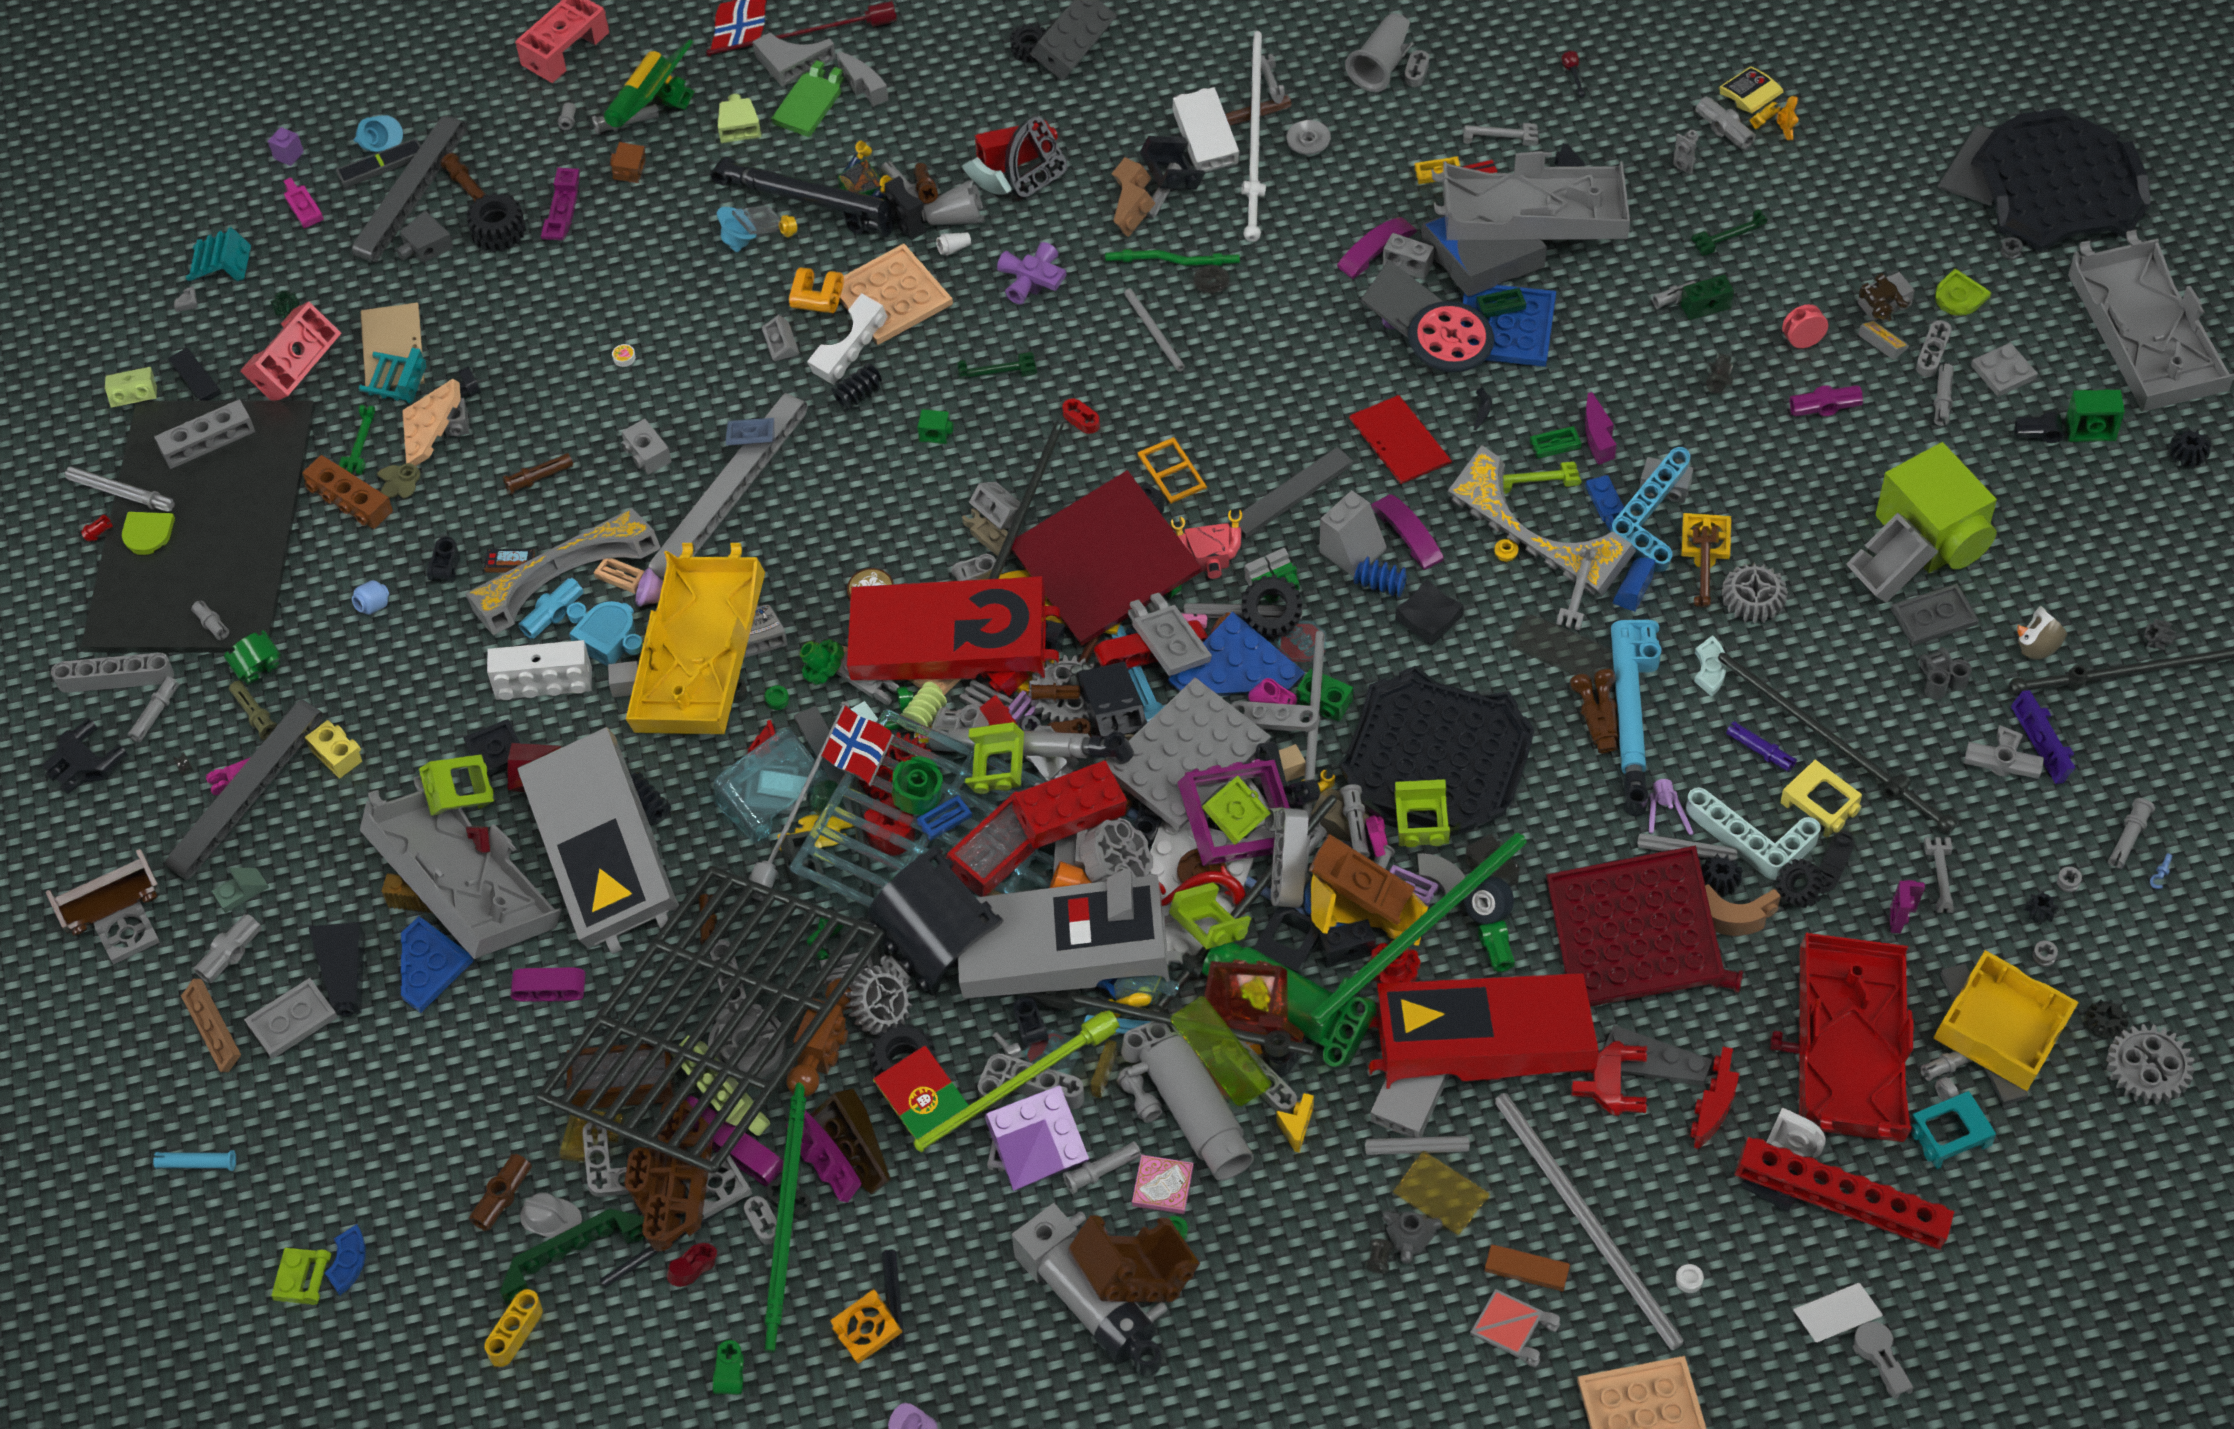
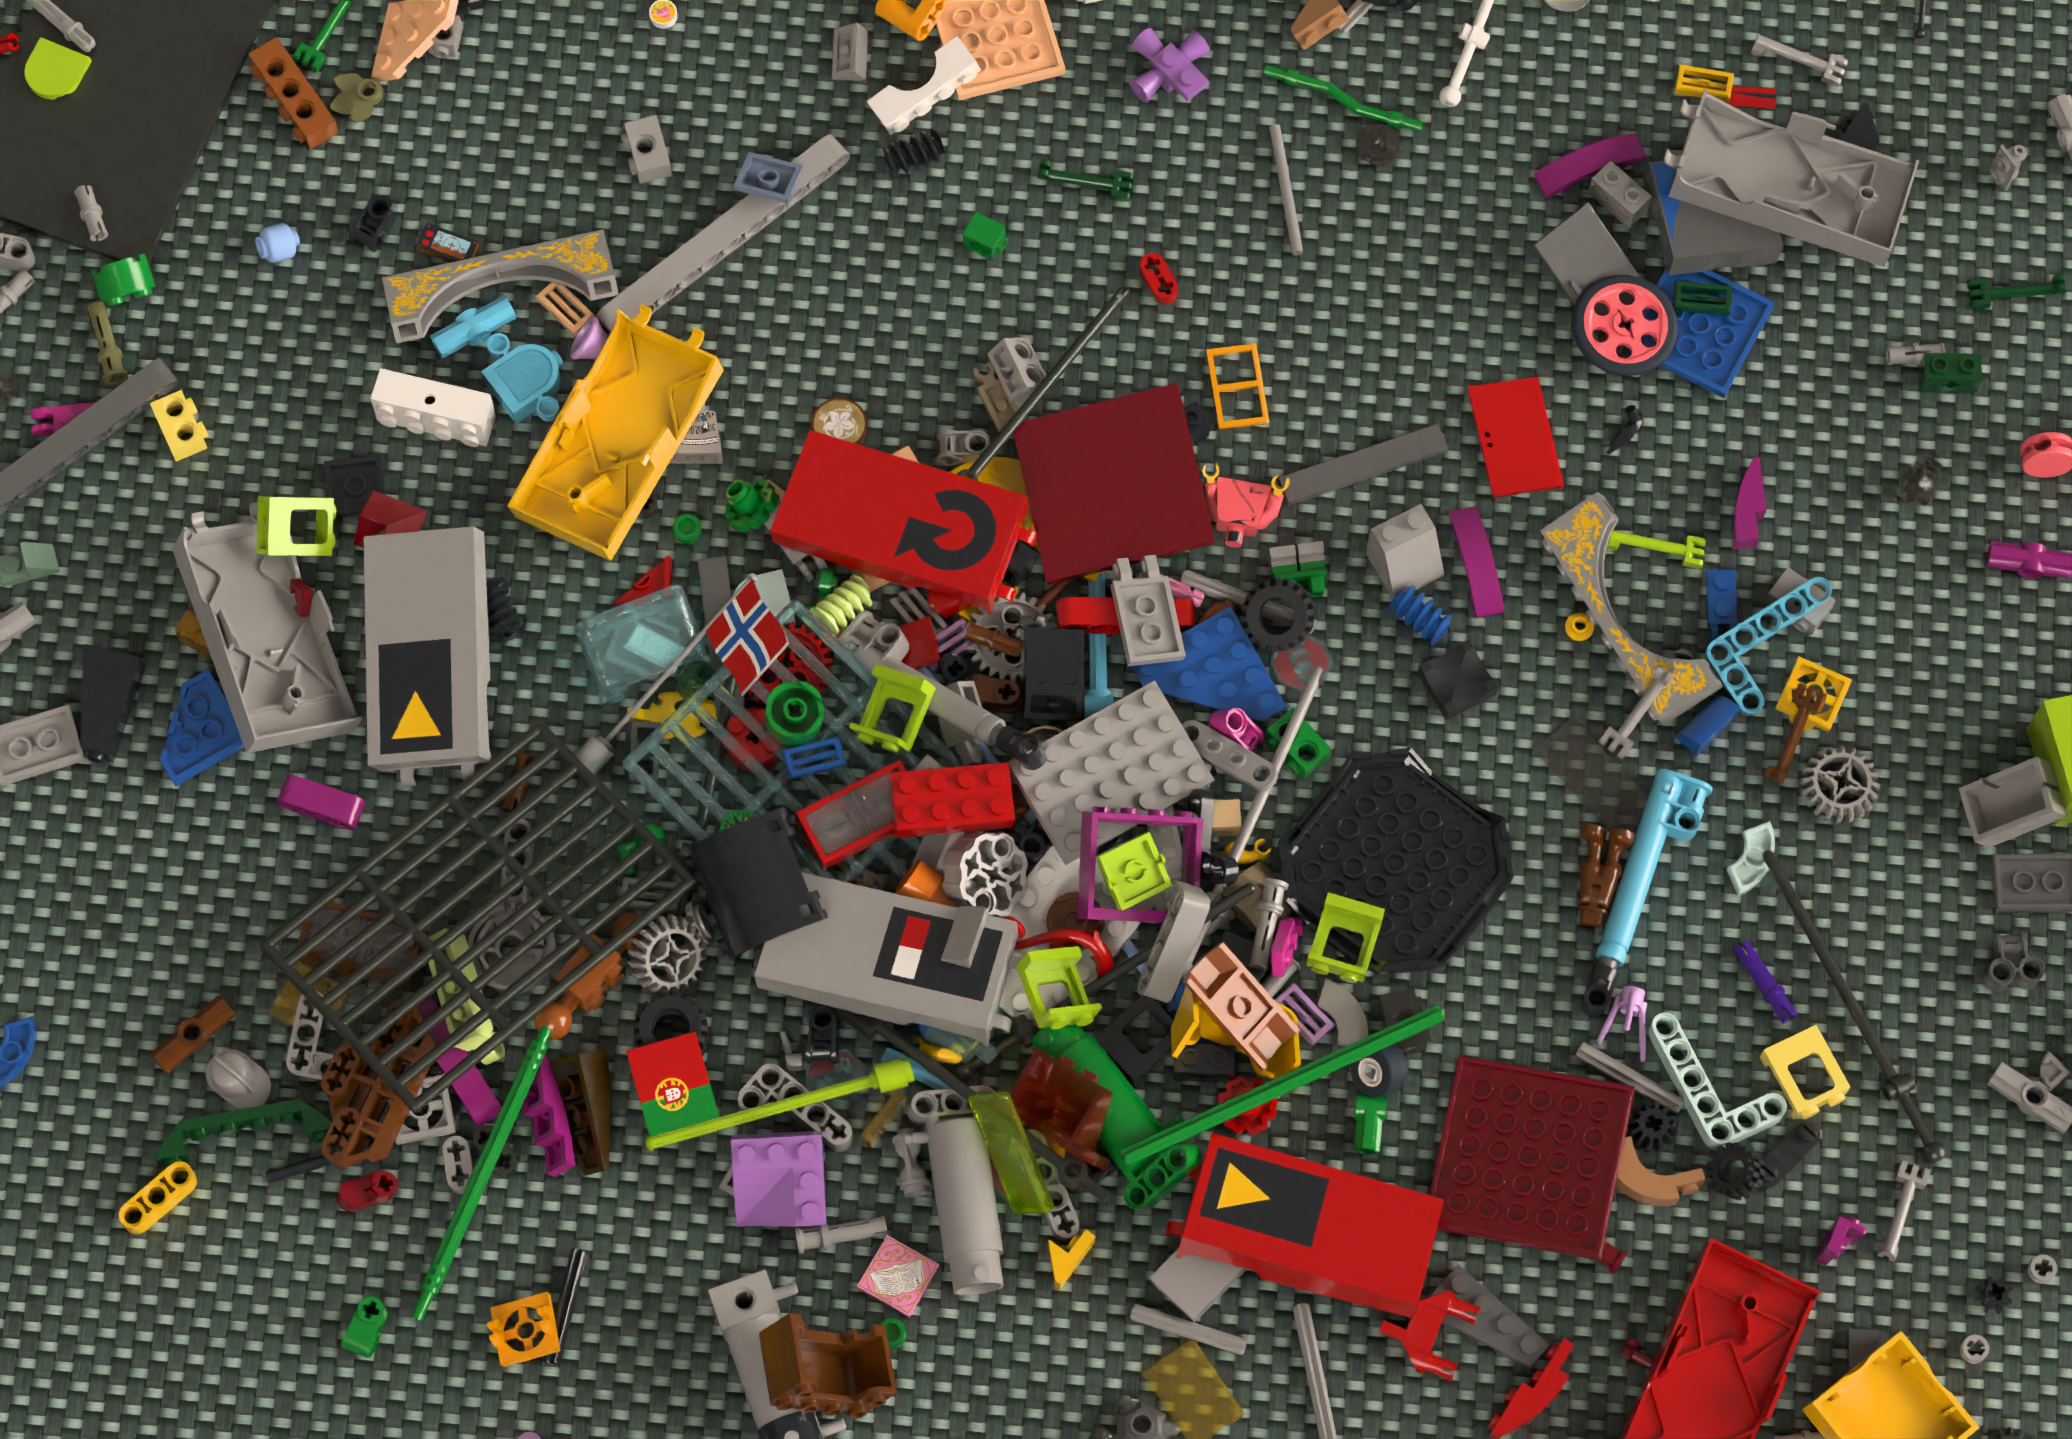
camera: 15 degrees right, 15 degrees up
(527, 476) = (502, 142): reddish brown pin -> none
(622, 678) = (522, 446): light grey brick -> none
(1556, 444) = (1689, 513): green tile -> none

